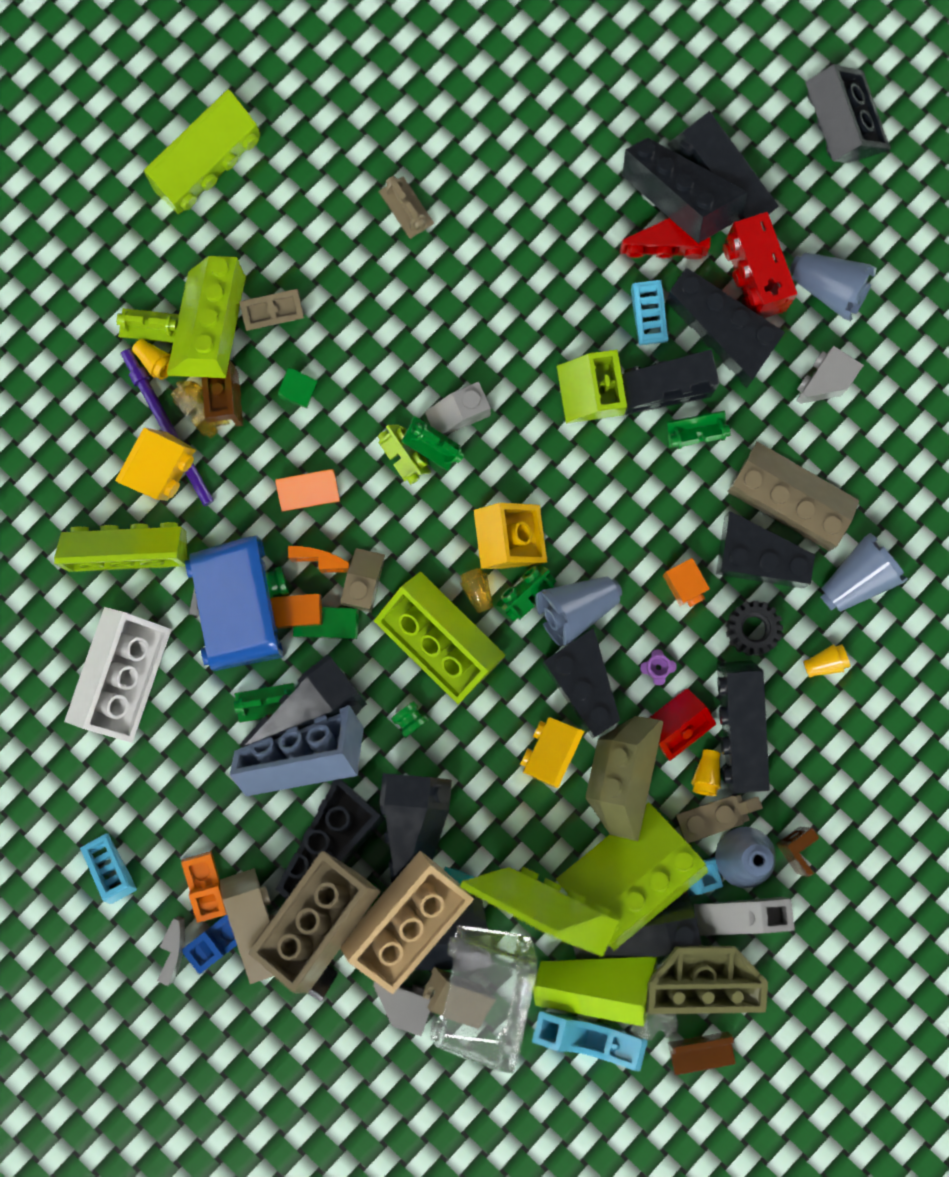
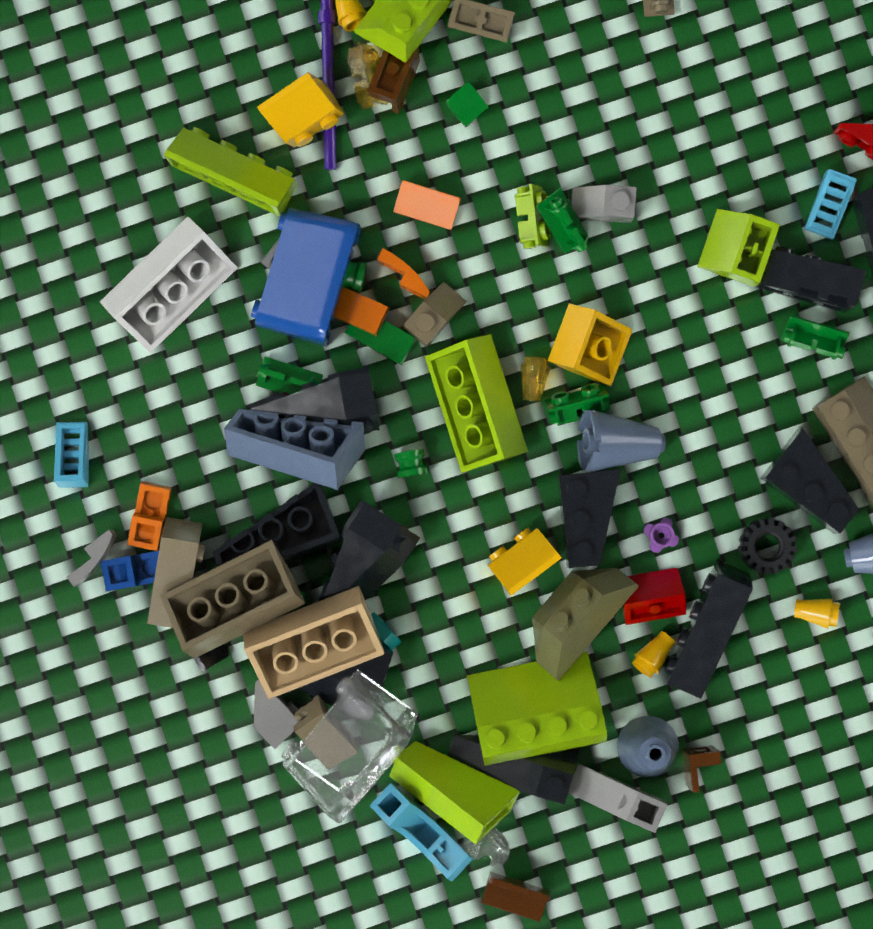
camera: 30 degrees right, 5 degrees up
(546, 907) = (444, 695): lime slope -> none
(686, 583) = (728, 472): orange brick -> none
(706, 982) = (552, 837): olive wedge -> none
(708, 882) = (603, 750): medium azure slope -> none
(716, 817) = (640, 696): dark tan hinge -> none

